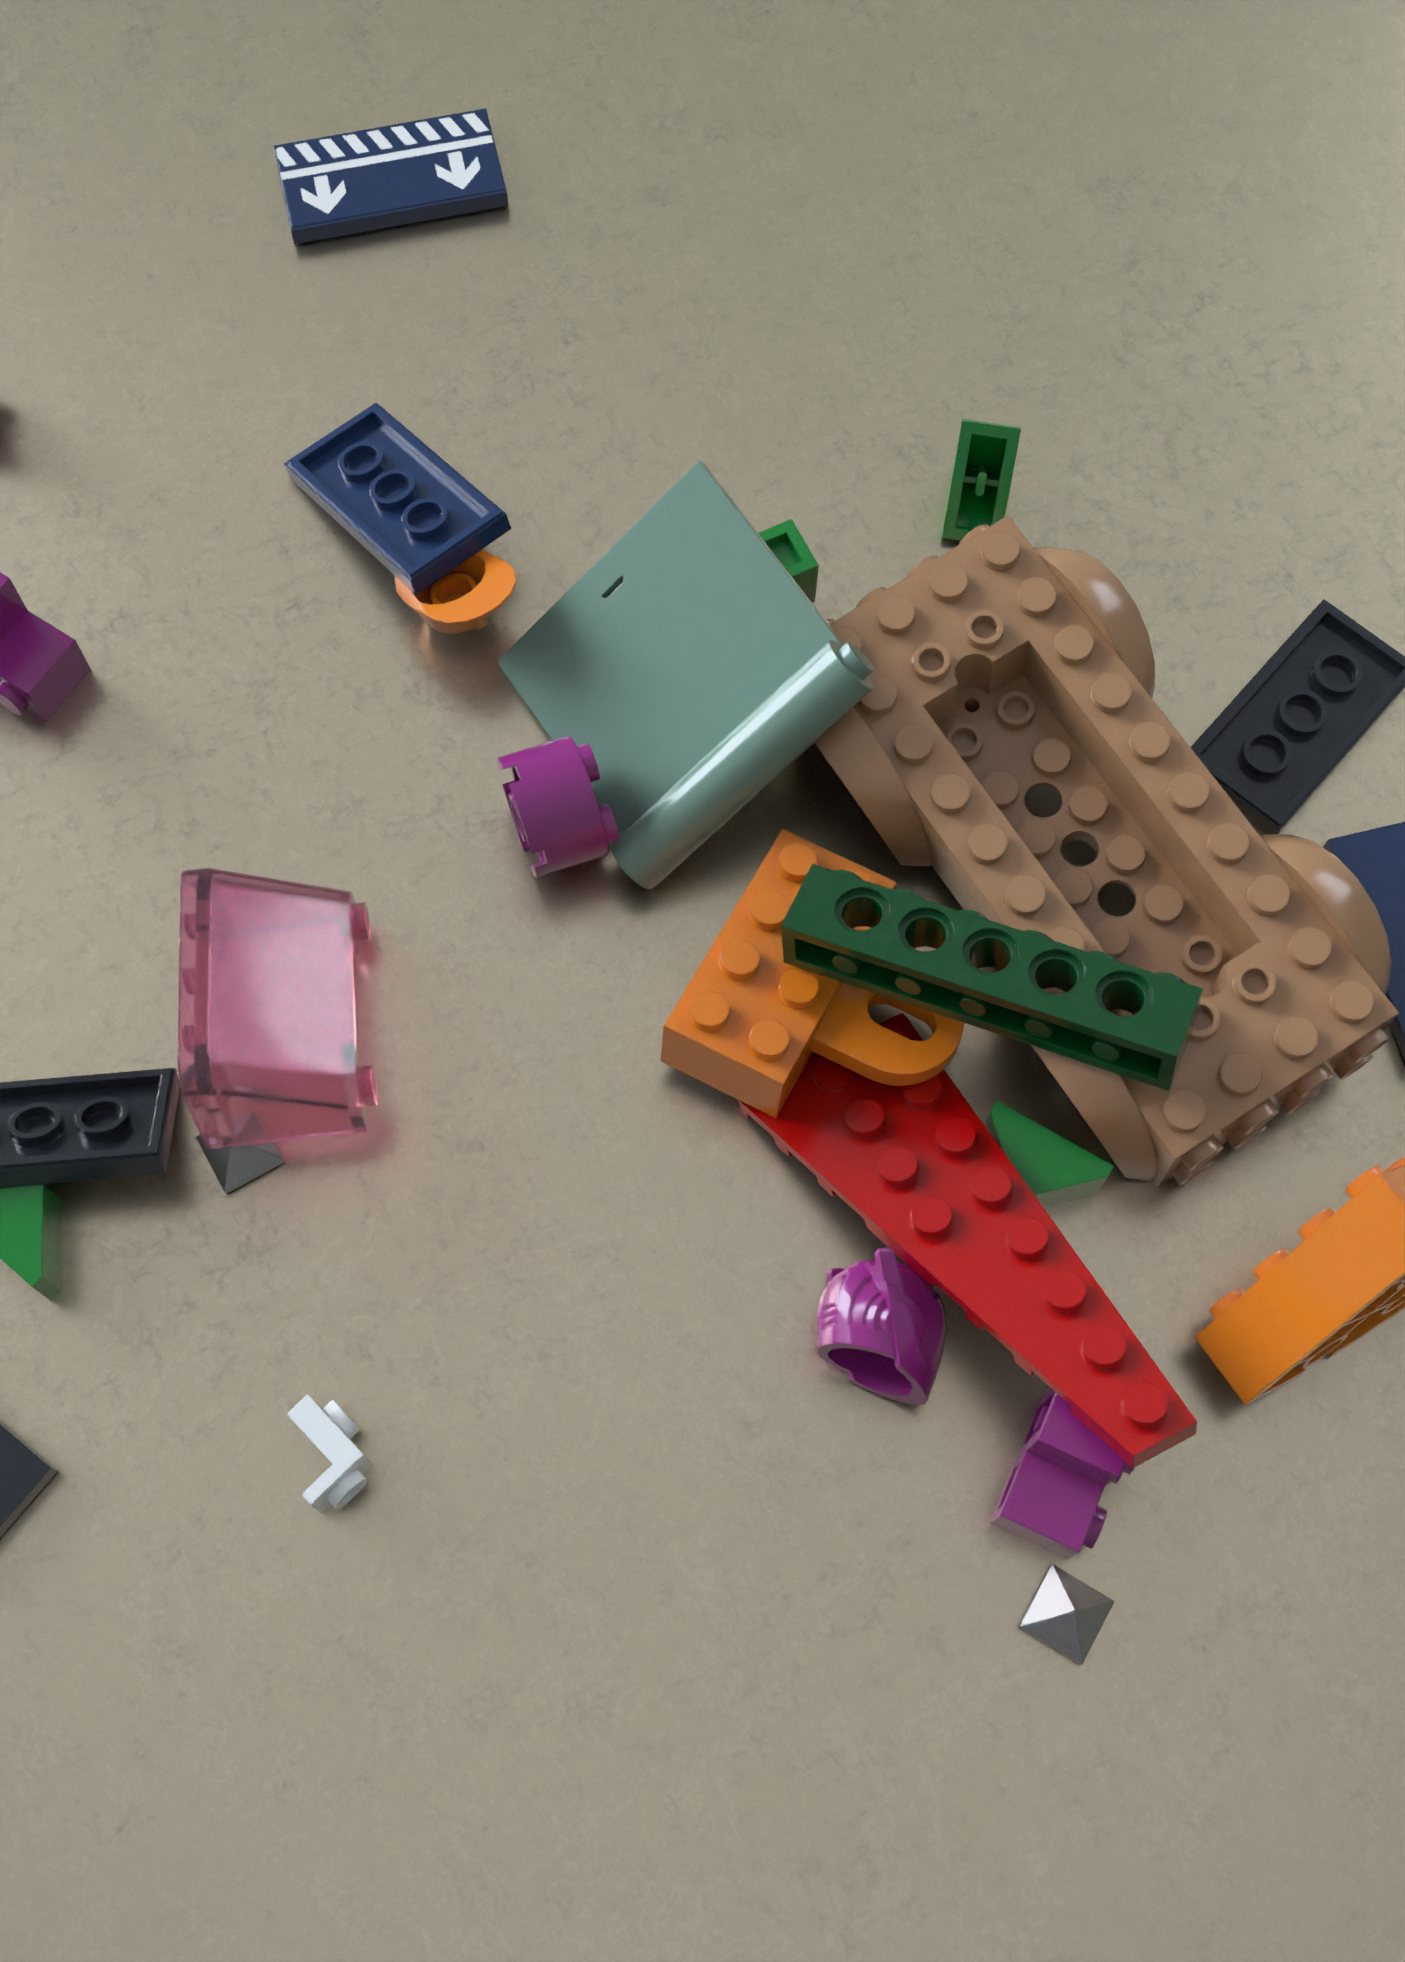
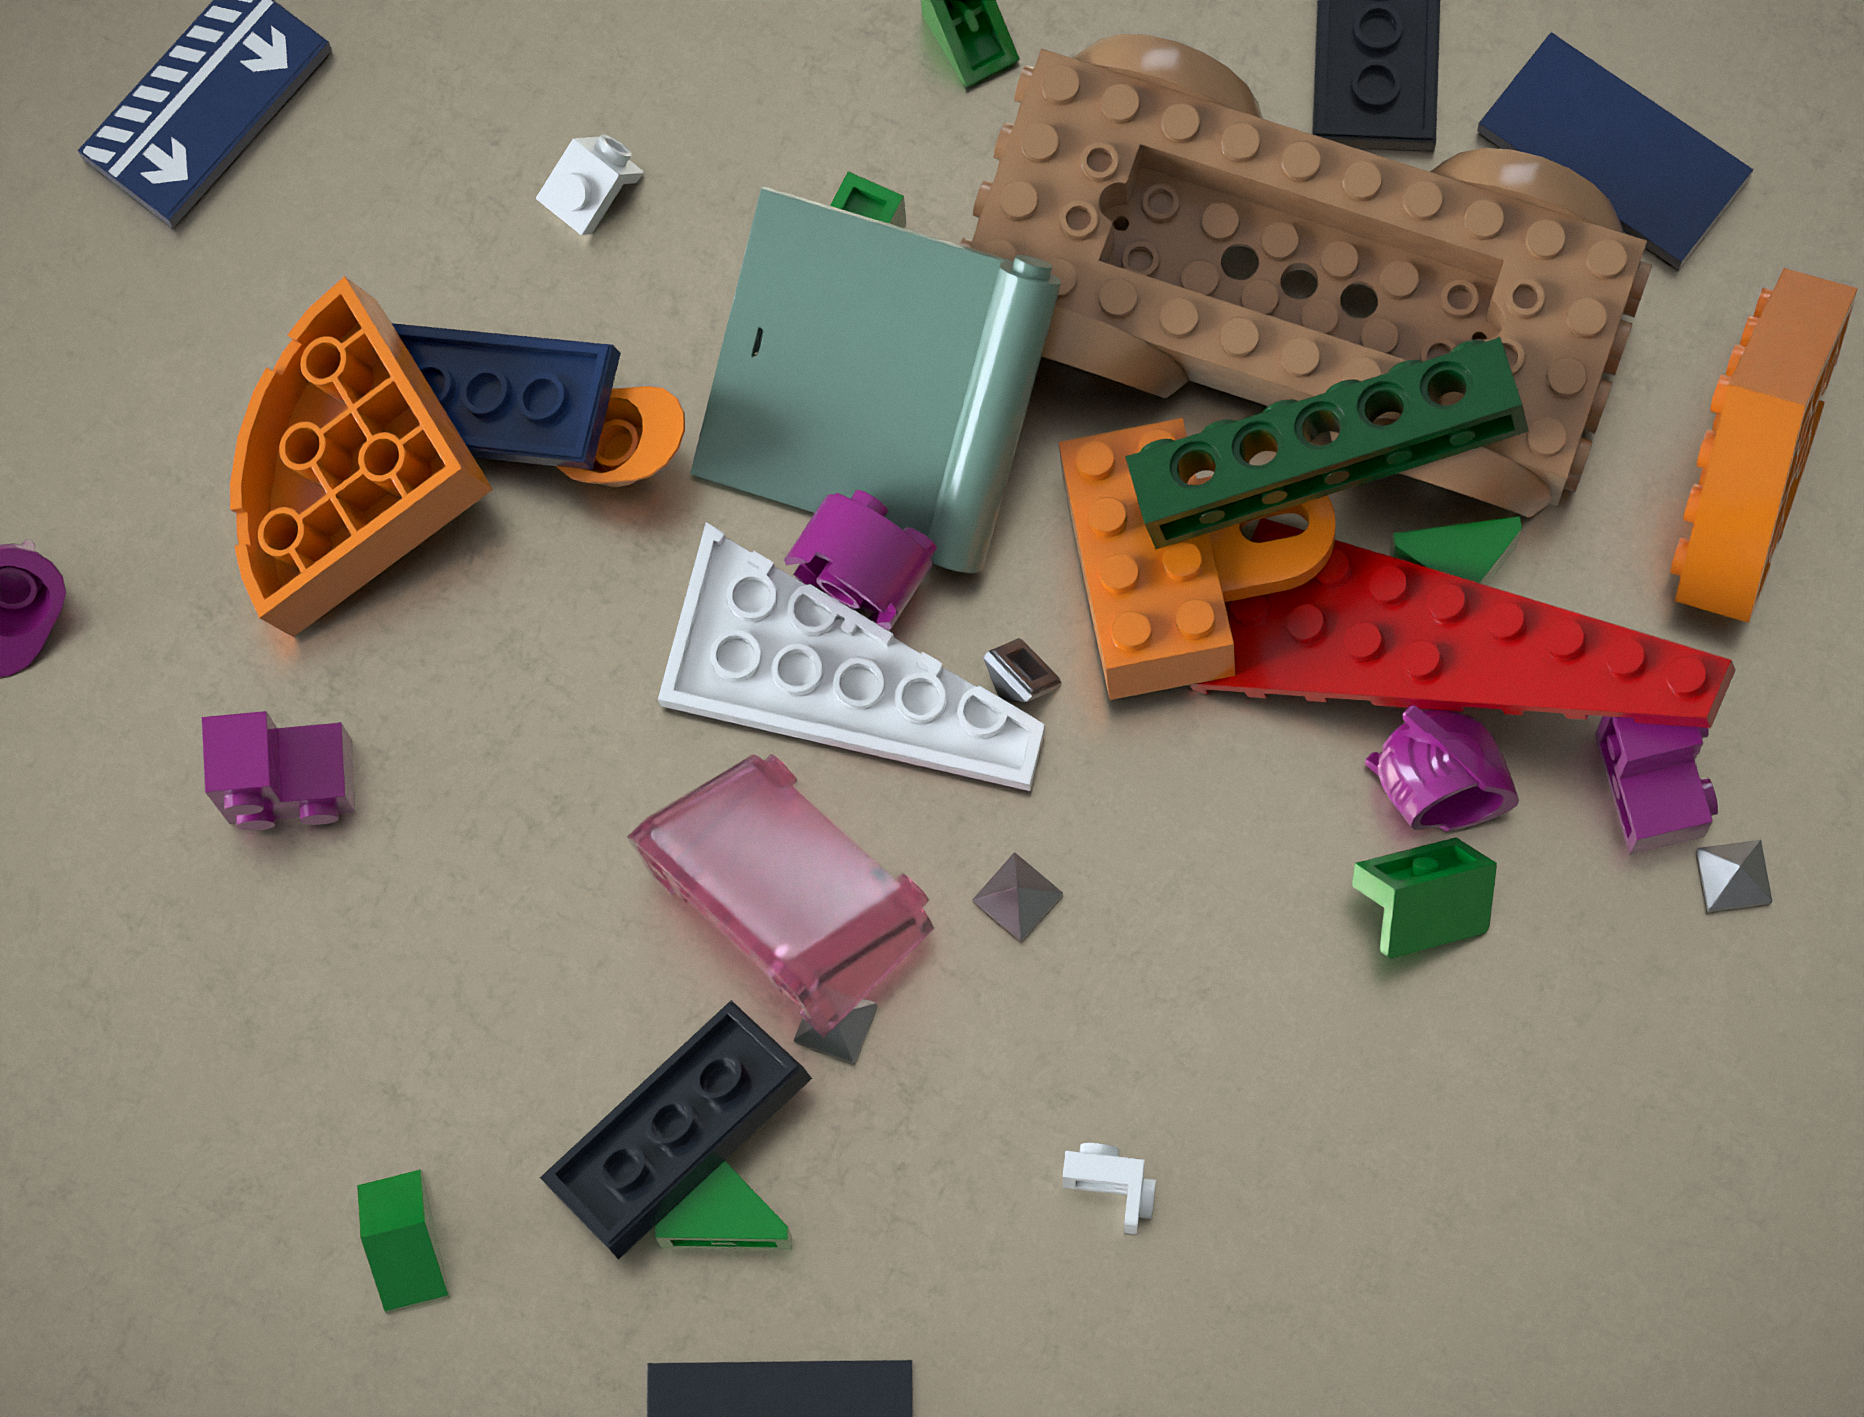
camera: 30 degrees left, 5 degrees up
(242, 460) = (341, 462): none -> orange brick
(455, 862) = (810, 668): none -> white wing
(463, 1162) = (1017, 897): none -> flat silver slope
(603, 404) = (588, 181): none -> white bracket
(612, 987) = (1019, 672): none -> flat silver slope
(784, 1421) = (1429, 894): none -> green panel

